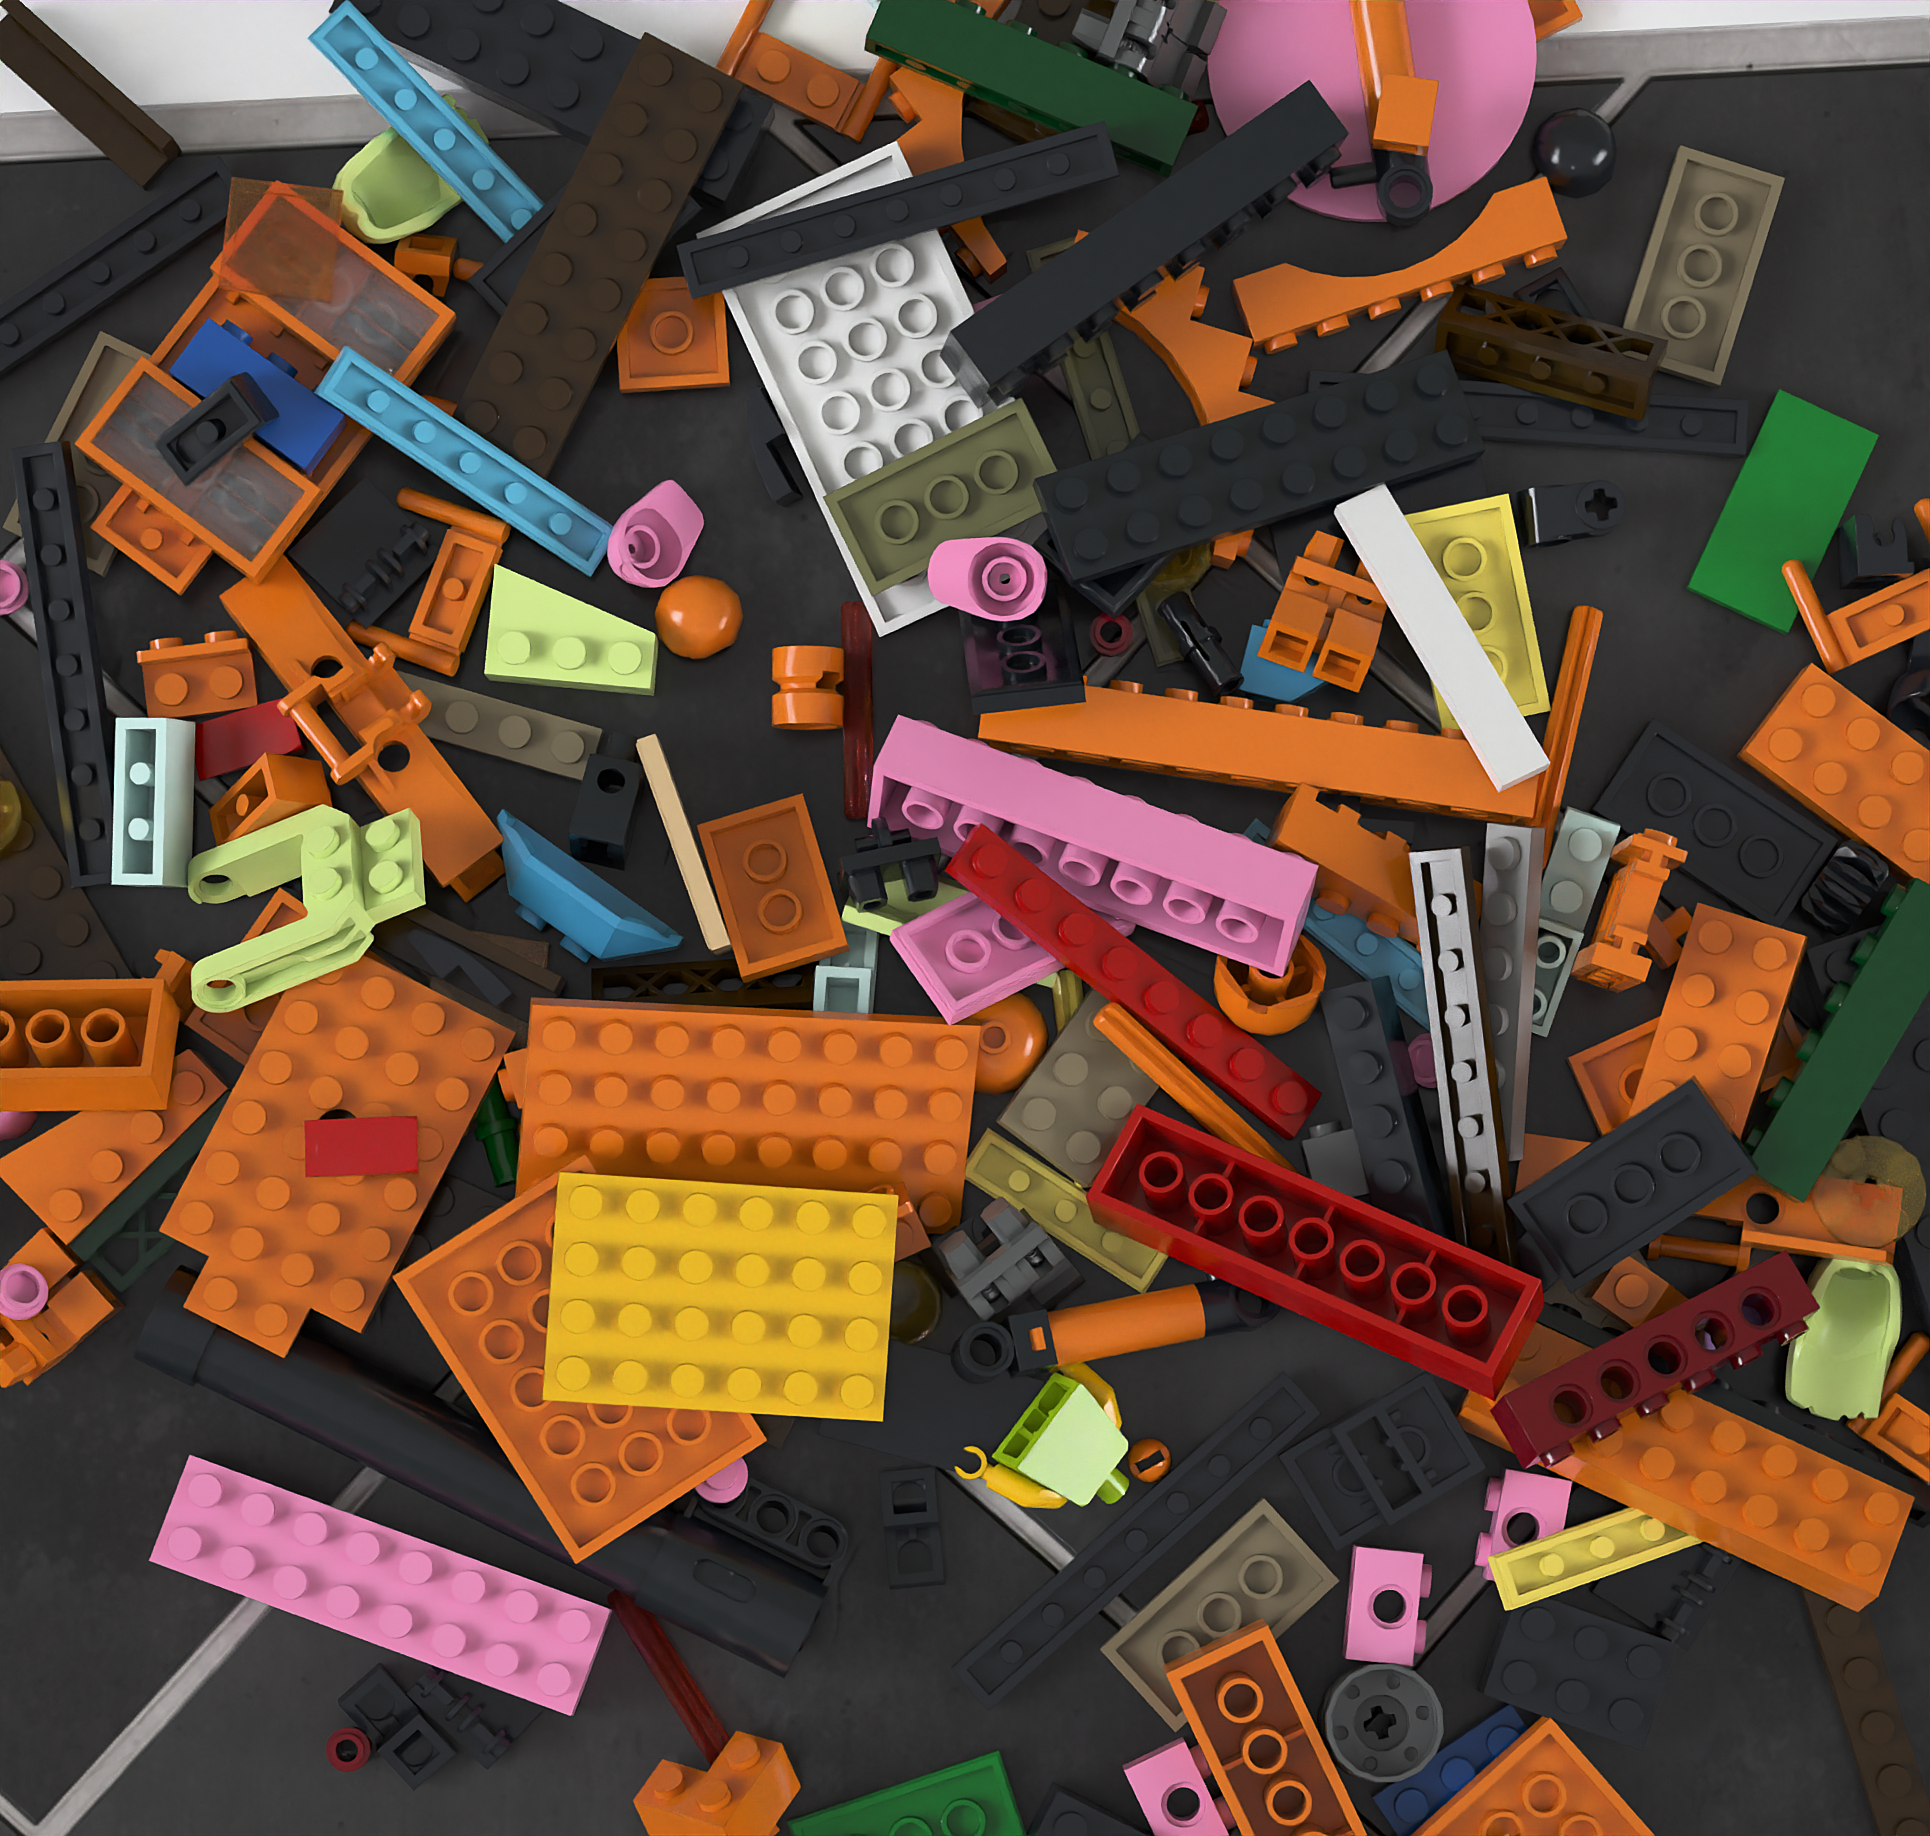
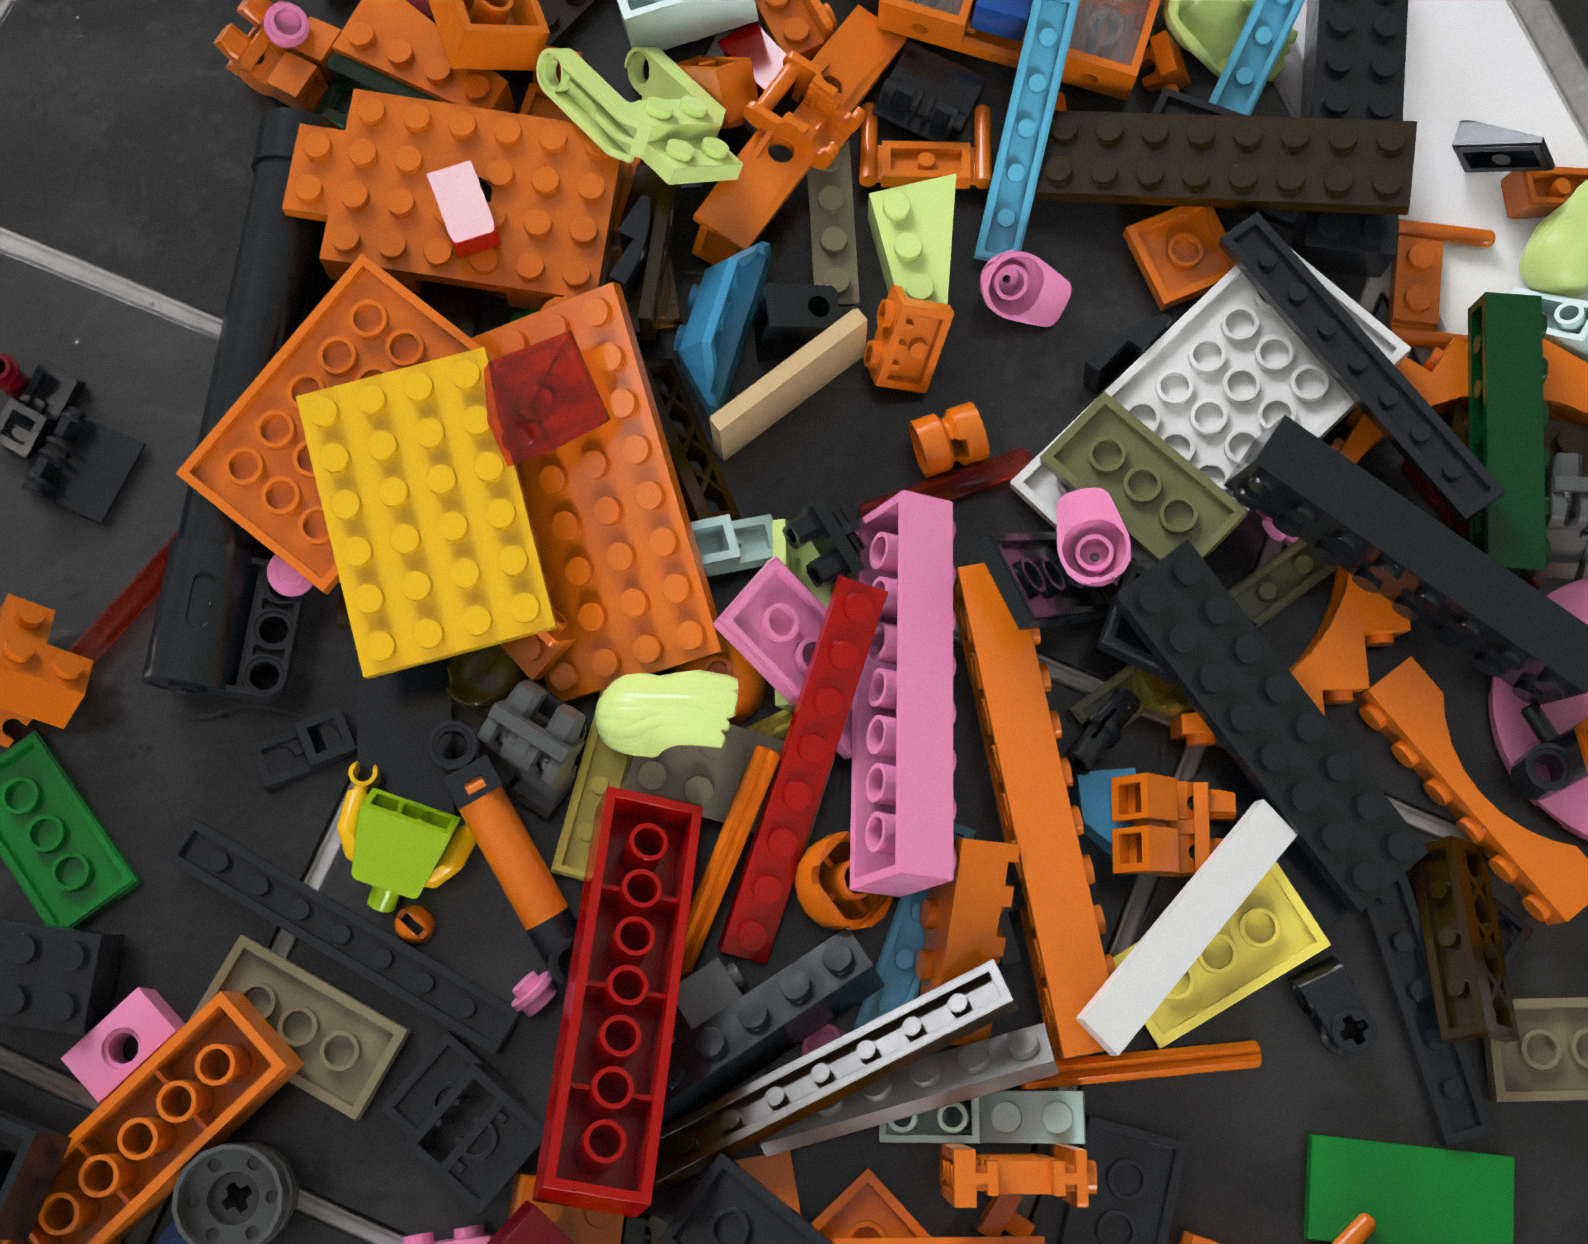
camera: 75 degrees right, 10 degrees down
(381, 1585) = (138, 361): bright pink brick -> none
(642, 1128) = (541, 398): none -> clear red slope
(679, 695) = (907, 341): none -> orange bracket
(698, 616) = (975, 346): orange hair -> none
(773, 888) = (780, 465): orange plate -> none
(1024, 1106) = (654, 712): none -> yellowish green hair
(1120, 624) = (1087, 651): dark red pin -> none
(1269, 1351) = (533, 993): none -> bright pink plate
(1378, 1570) = (314, 1168): bright pink brick -> none

